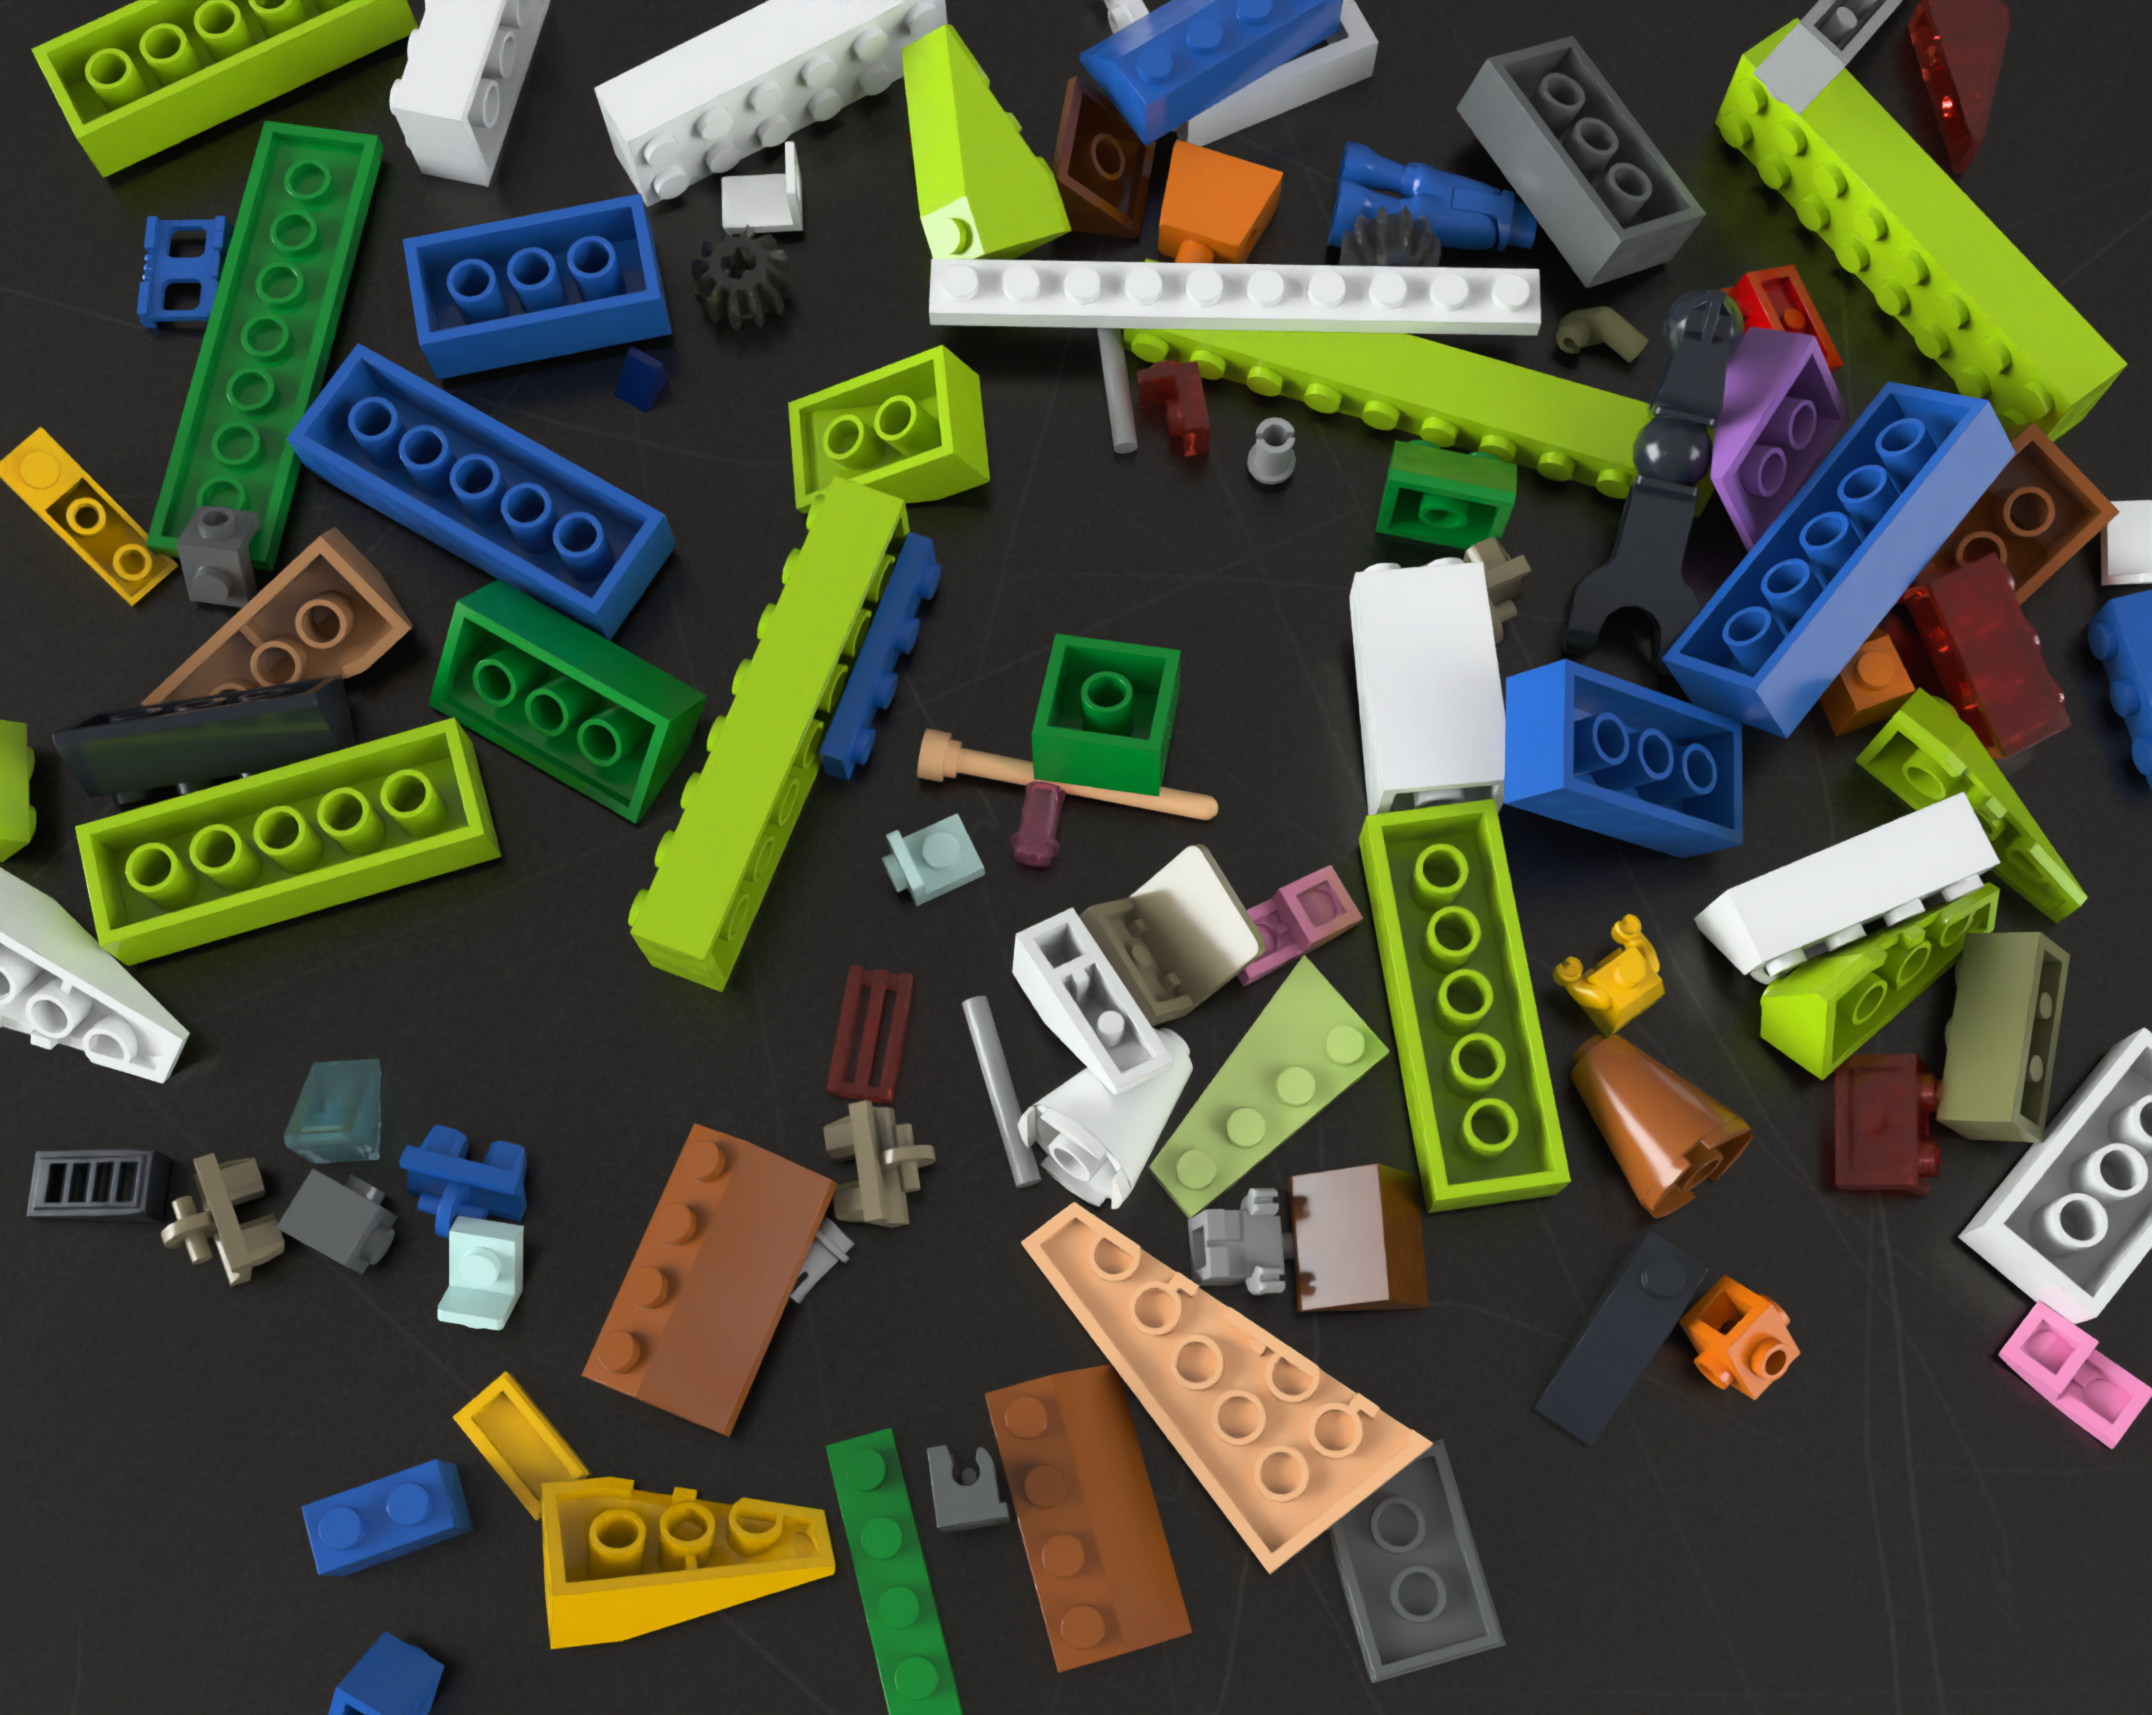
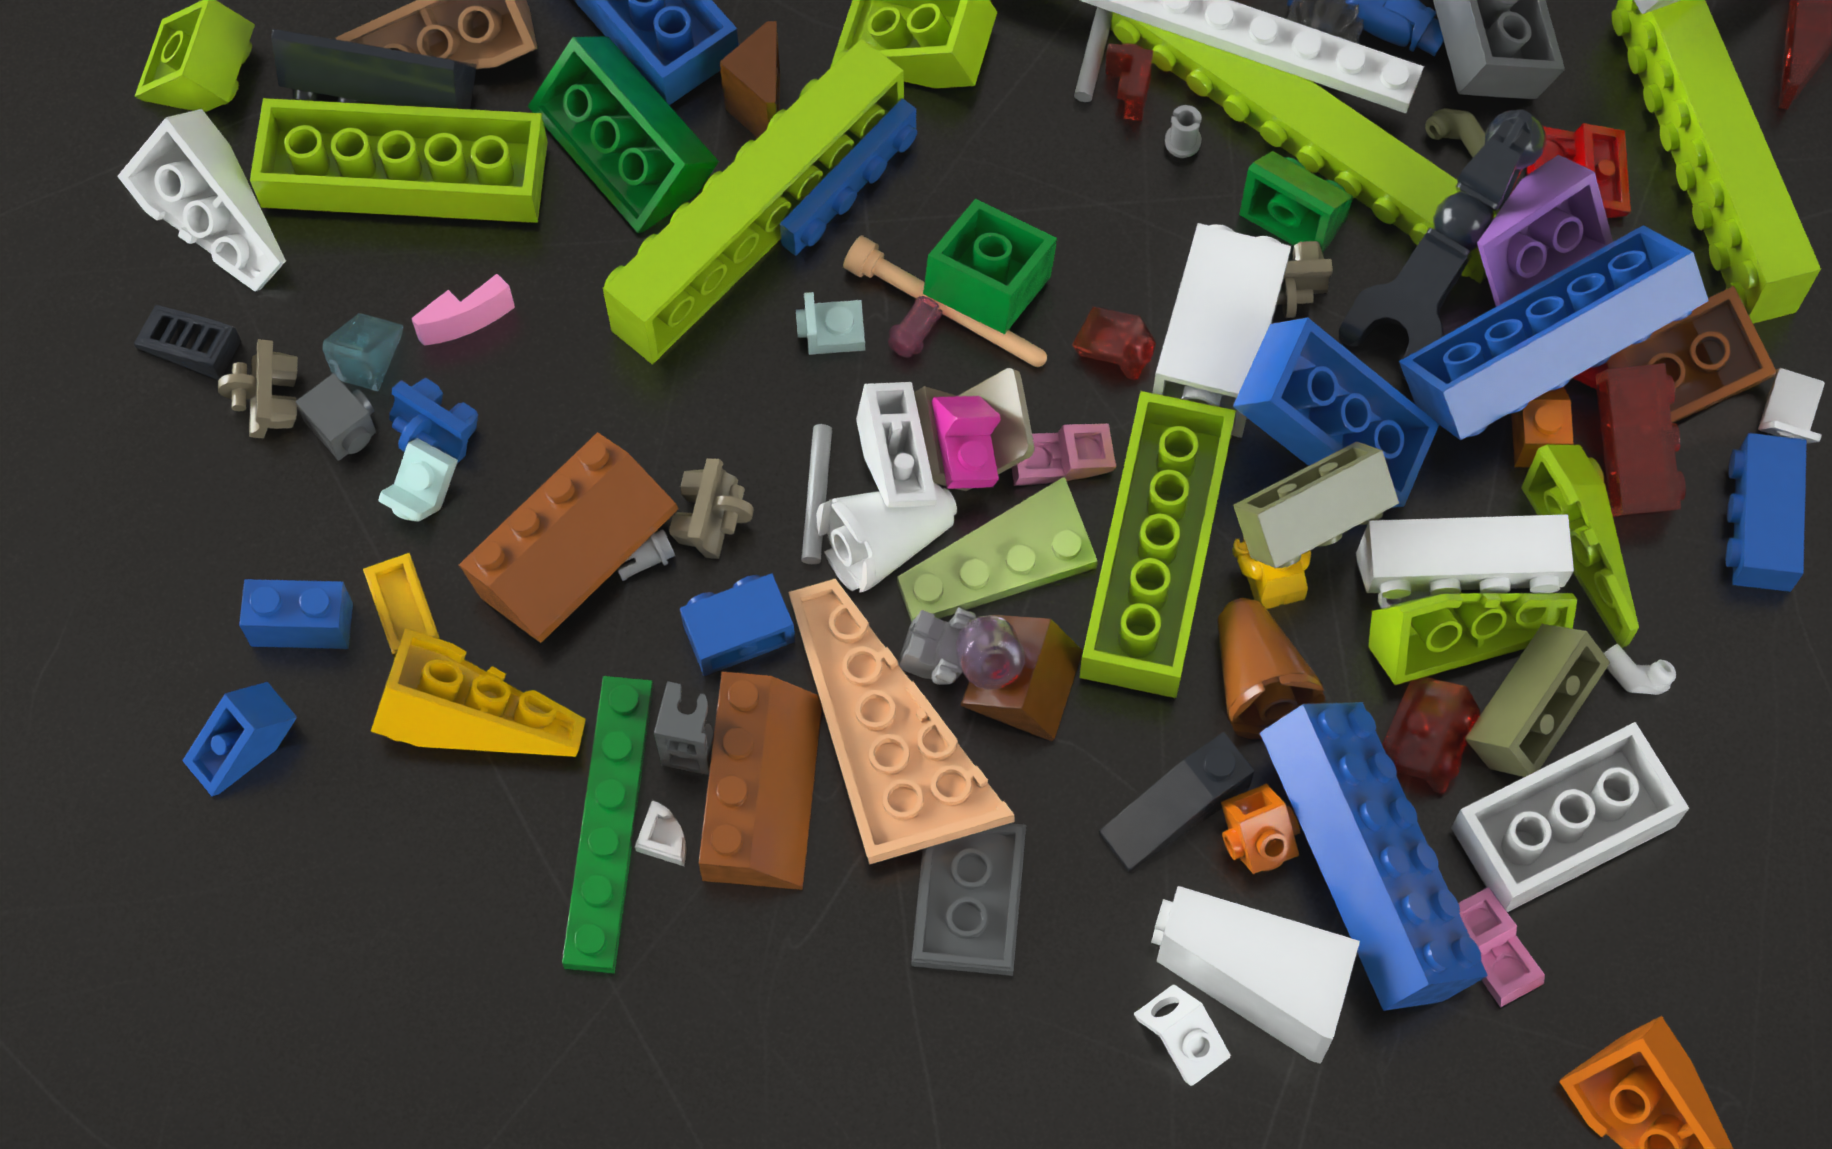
camera: 20 degrees right, 5 degrees down
(439, 1031) = (451, 319): none -> bright pink slope
(712, 578) = (753, 79): none -> reddish brown slope
(879, 981) = (732, 407): clear red tile -> none
(970, 1307) = (737, 623): none -> blue brick
(985, 1632) = (662, 836): none -> white tile
(1167, 954) = (965, 440): none -> dark pink slope
(1296, 751) = (1116, 339): none -> clear red bracket
(1321, 1240) = (990, 652): none -> head
(1658, 895) = (1316, 505): none -> brick
(1756, 1647) = (1185, 1033): none -> white bracket
(1842, 1530) = (1260, 966): none -> white slope
(1902, 1327) = (1373, 854): none -> blue brick
(2102, 954) = (1639, 678): none -> white arm

